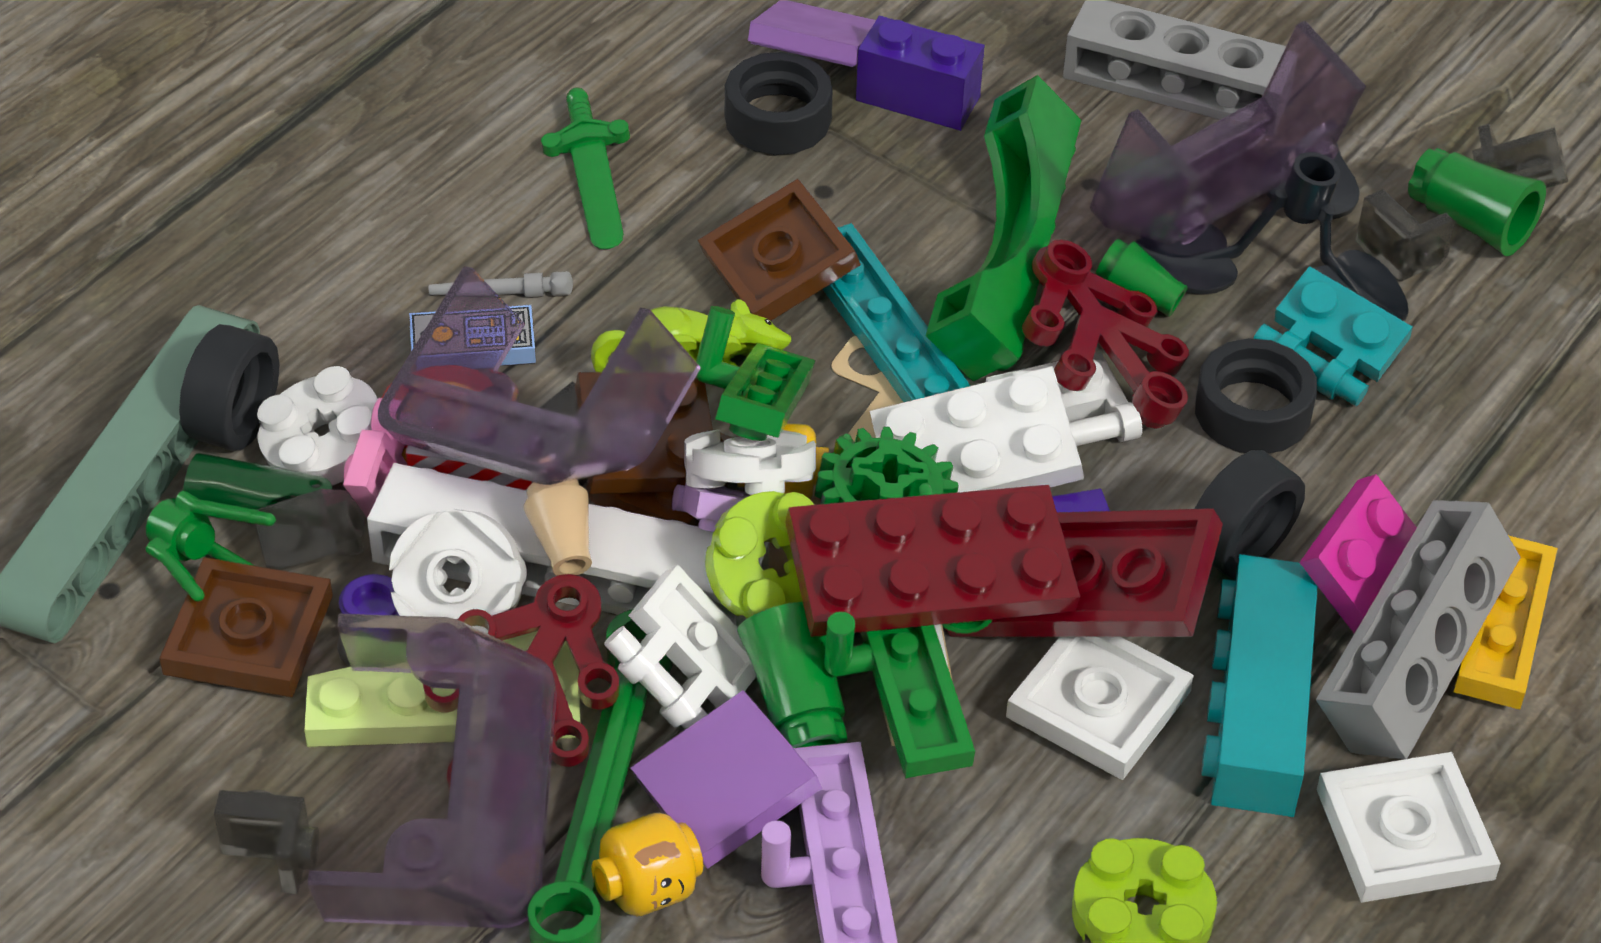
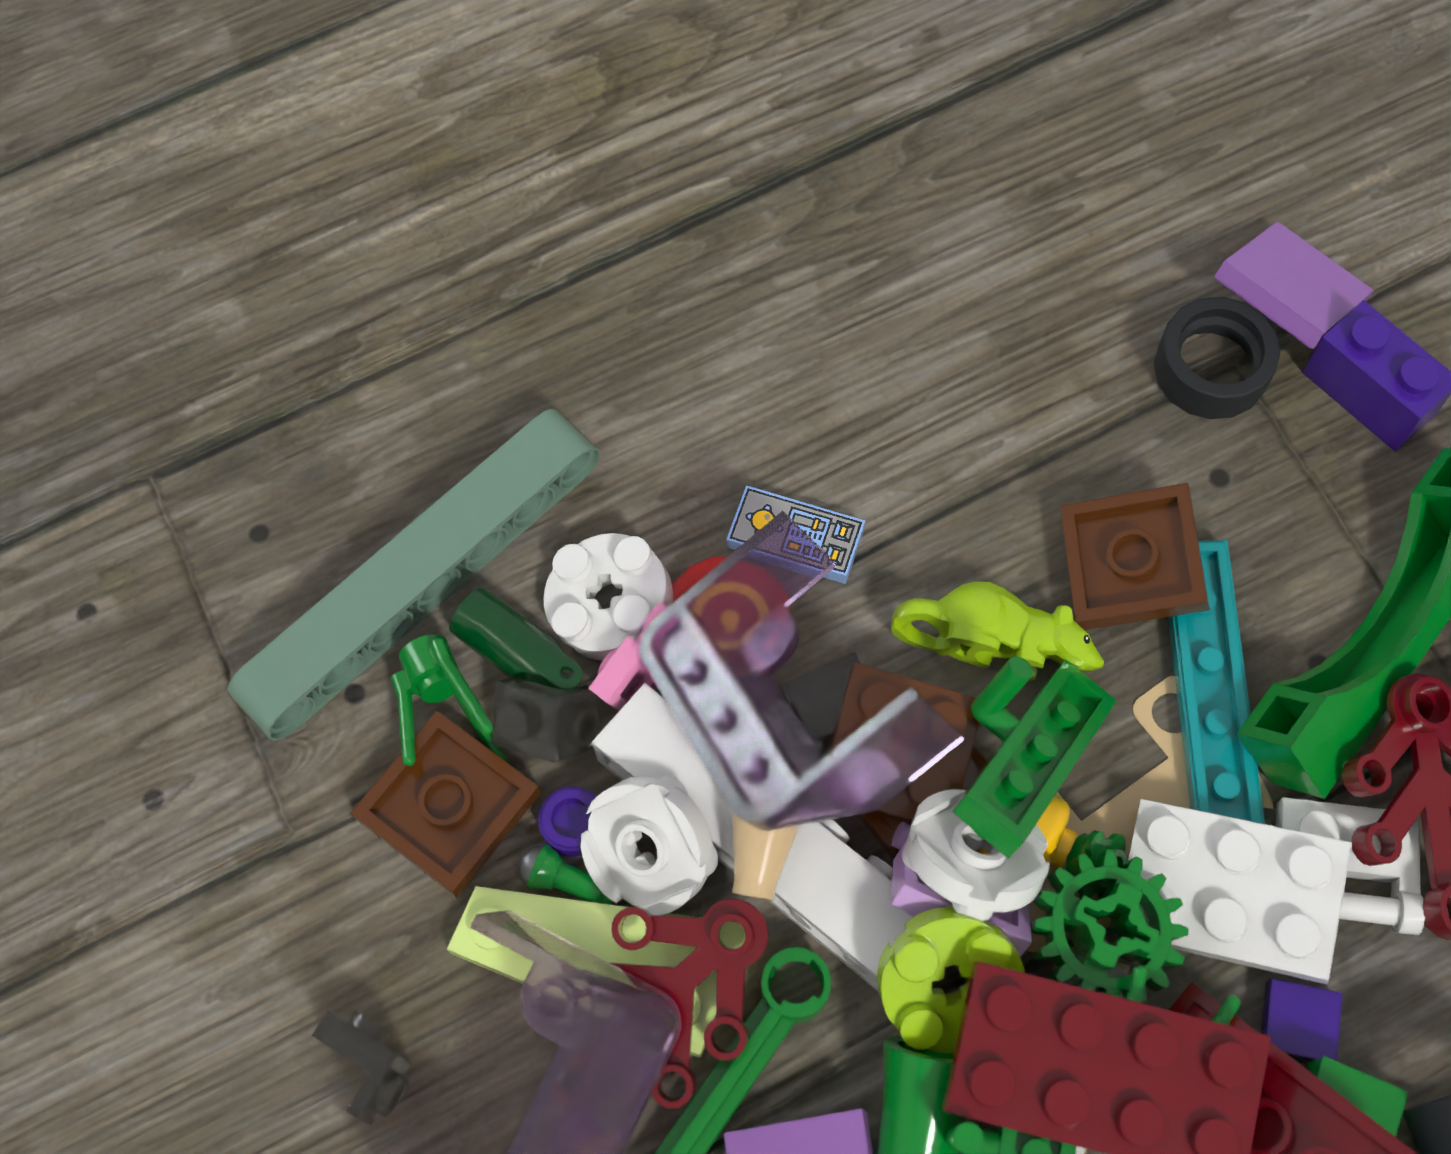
camera: 30 degrees right, 20 degrees up
(226, 385) = (533, 523): black tyre -> none
(531, 285) = (878, 489): light grey piece -> none
(587, 143) = (1005, 331): green sword -> none
(694, 637) = (845, 1021): white plate -> none

